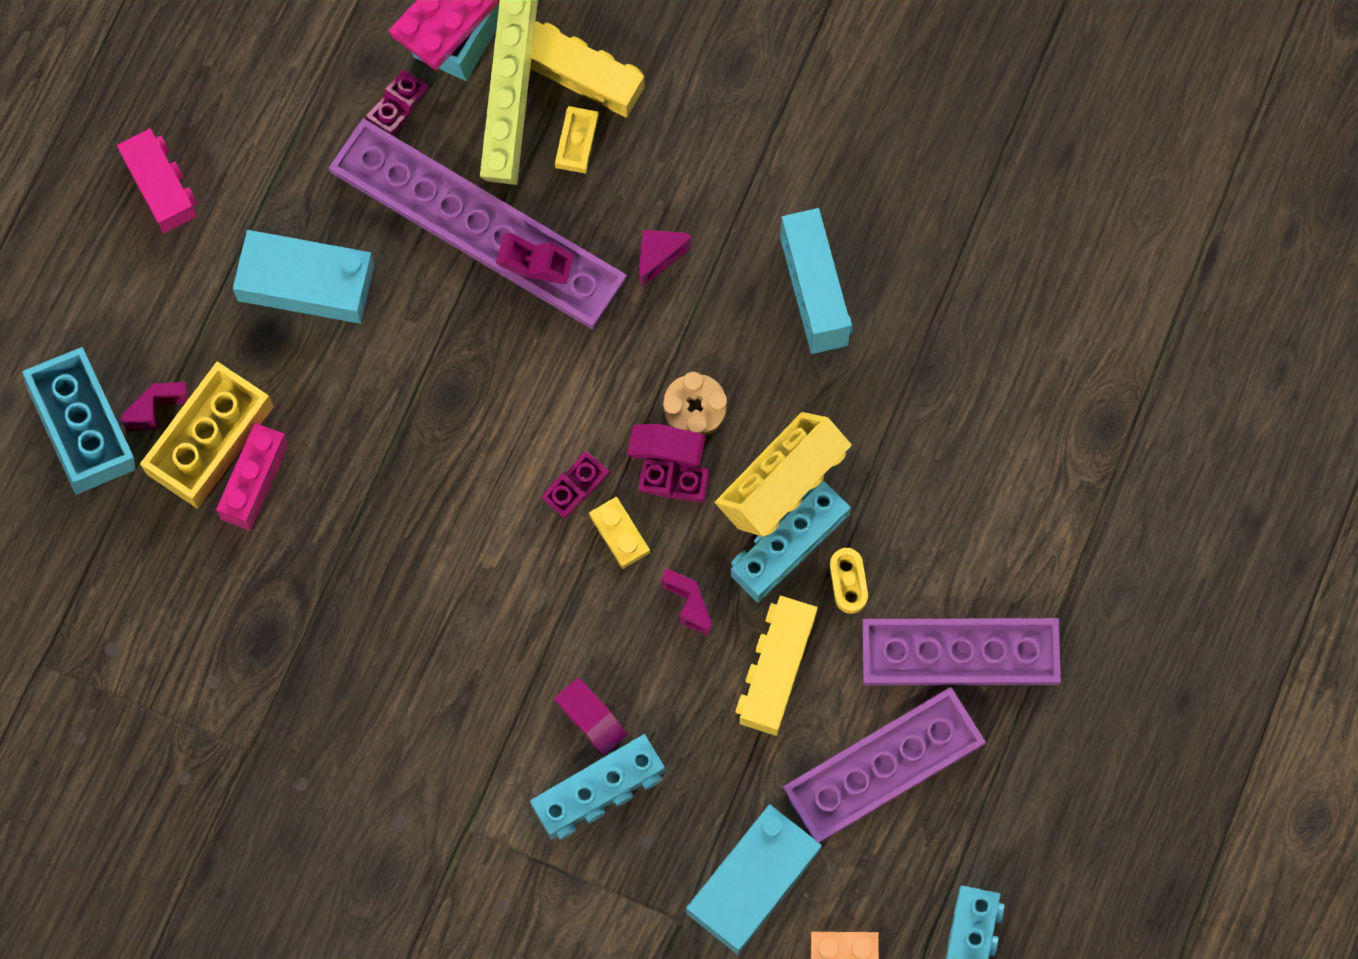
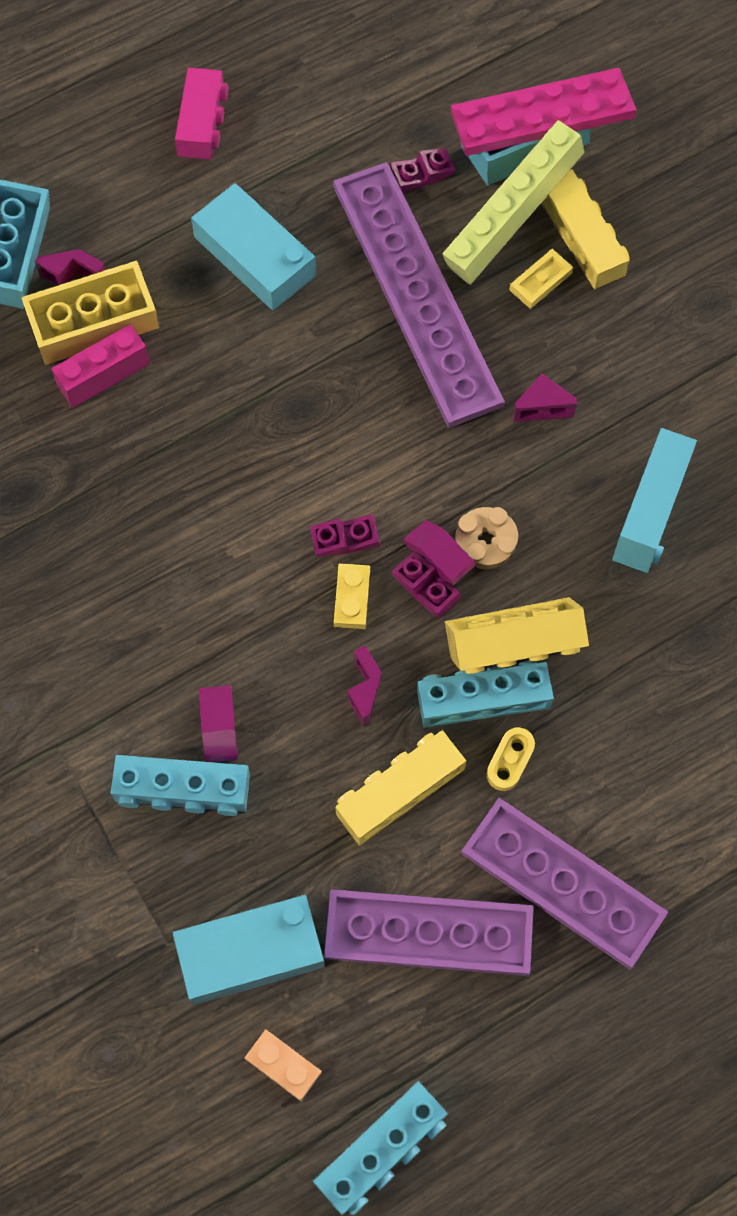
camera: 35 degrees right, 5 degrees down
(538, 261) = (442, 347): magenta slope -> none

